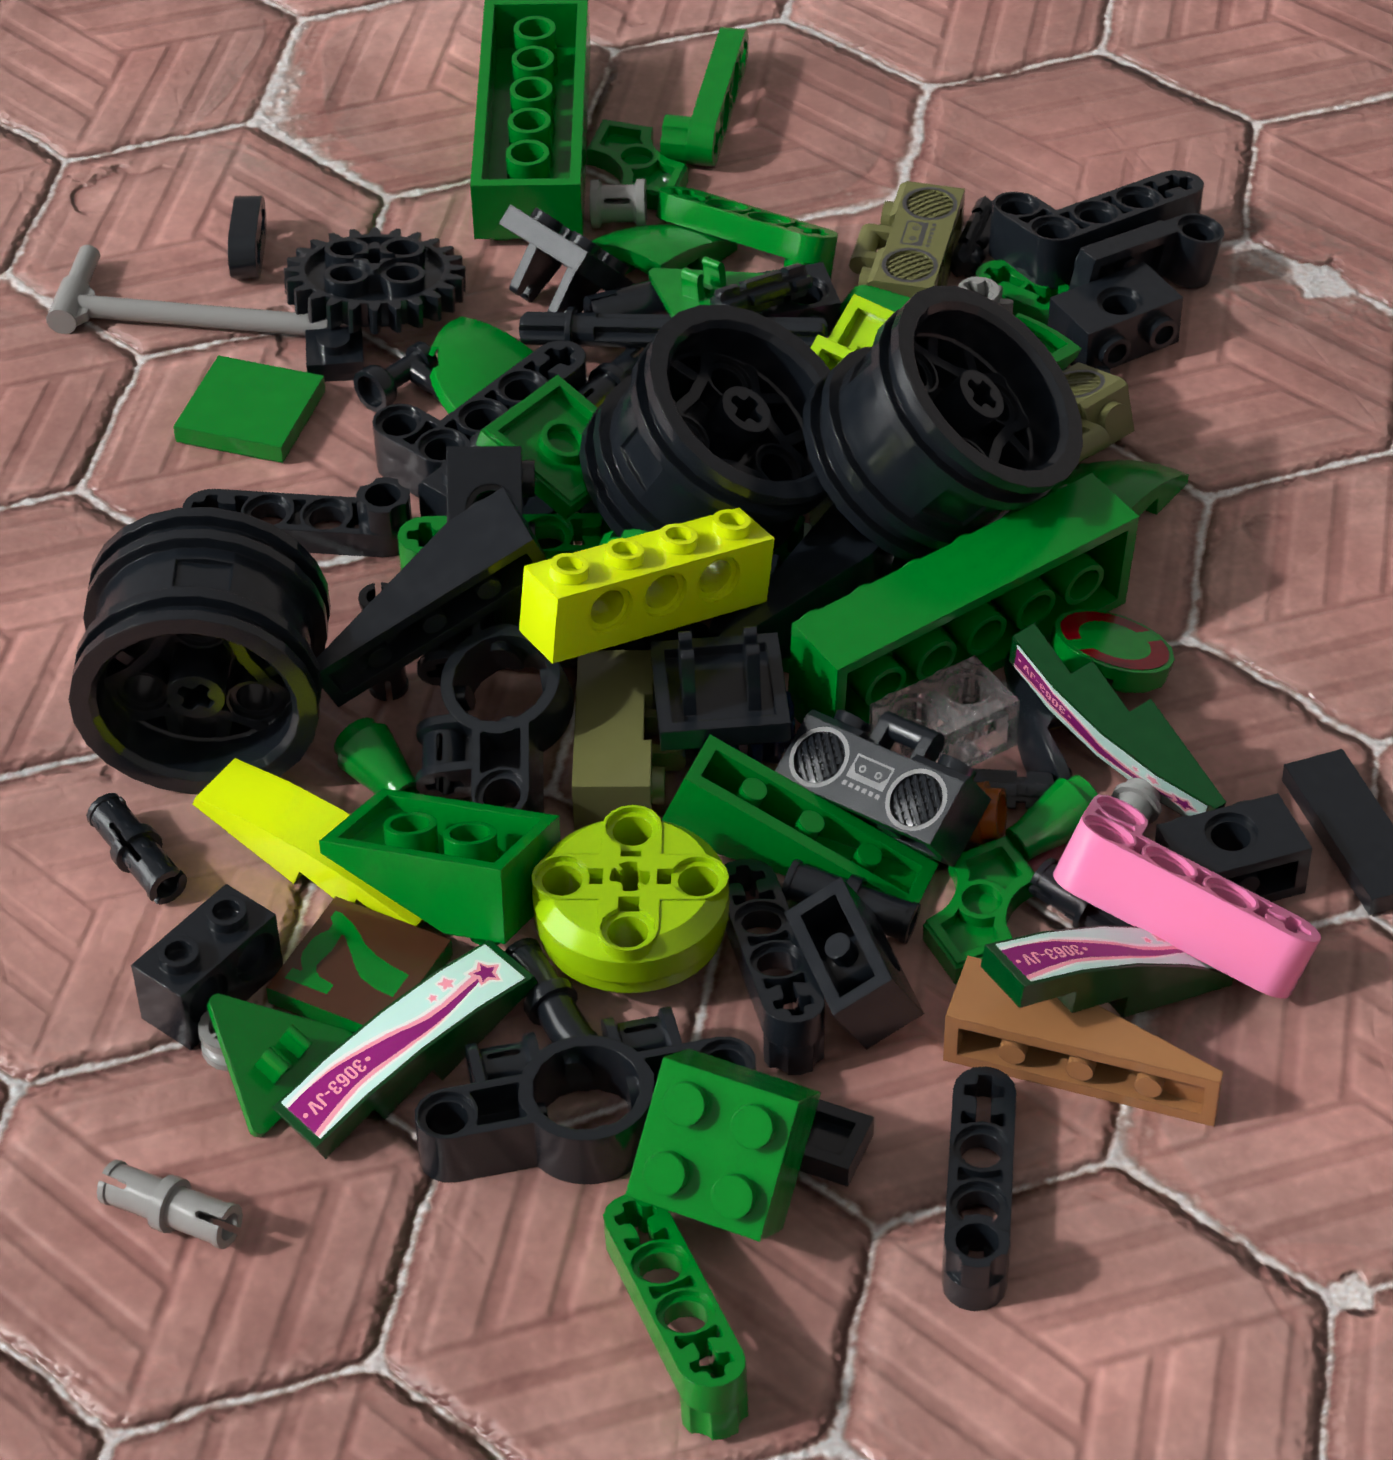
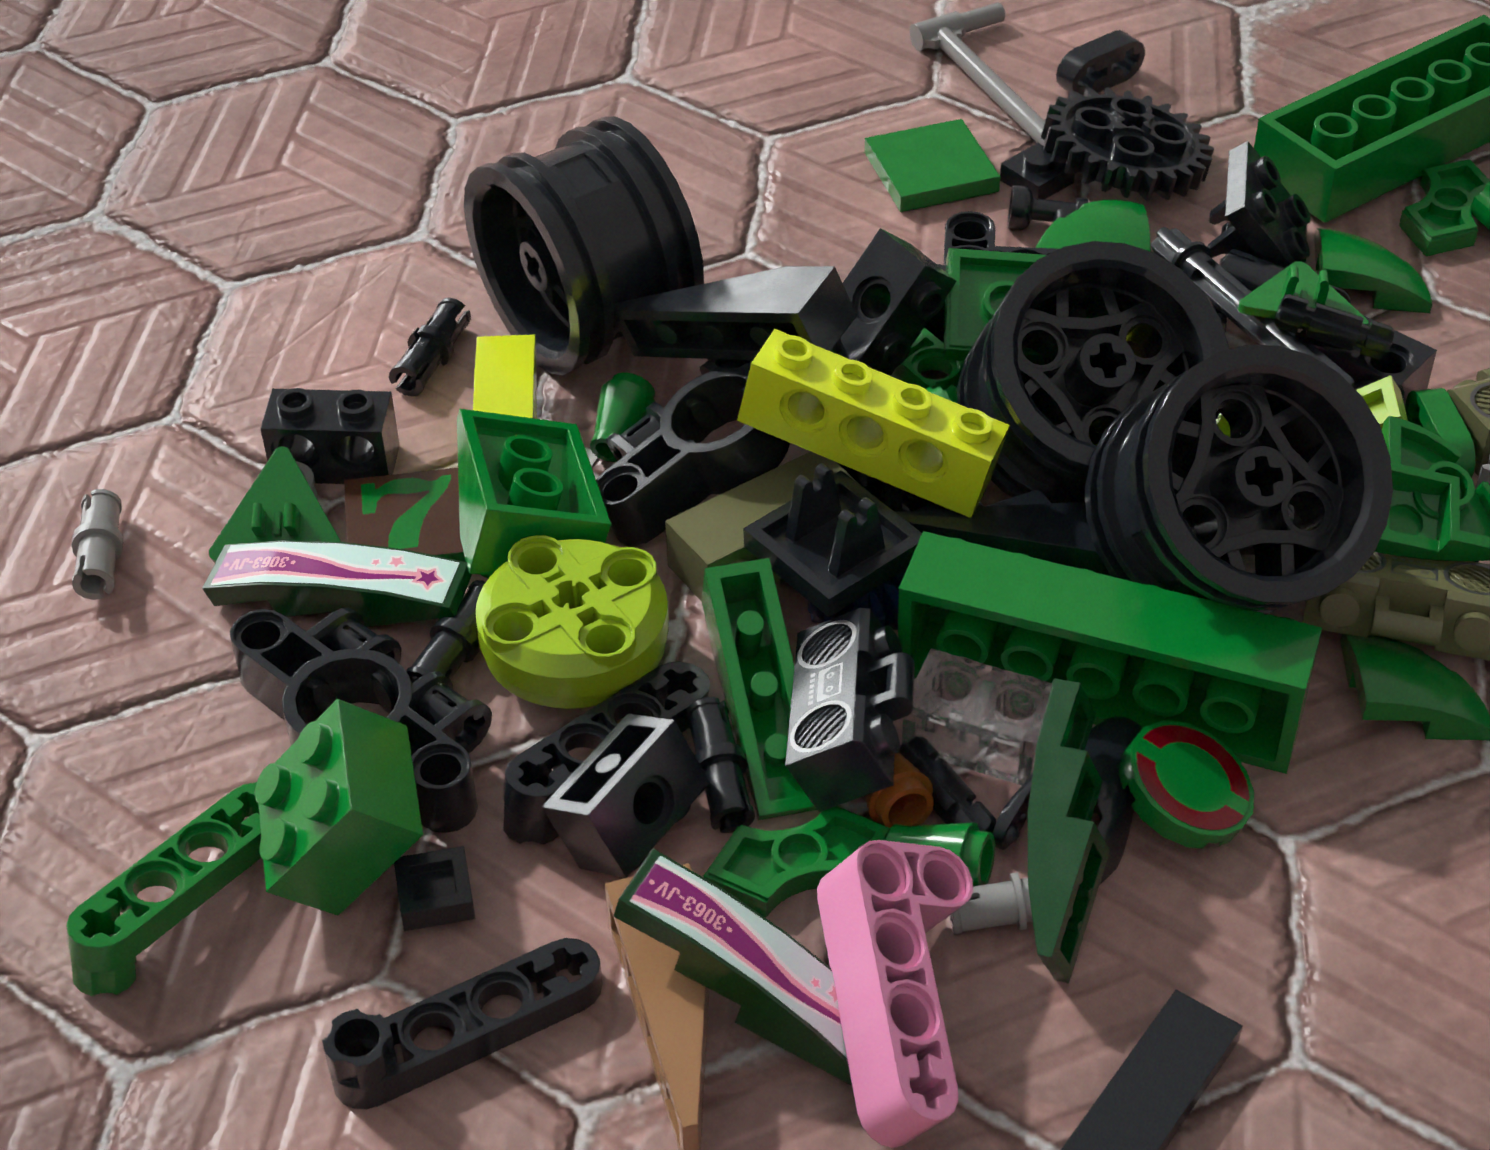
camera: 55 degrees right, 0 degrees up
(377, 509) = (822, 216): black beam -> none
(605, 199) = (1402, 215): light grey bush -> none
(748, 226) = (1440, 301): green beam -> none
(1246, 843) = (1022, 1039): black brick -> none

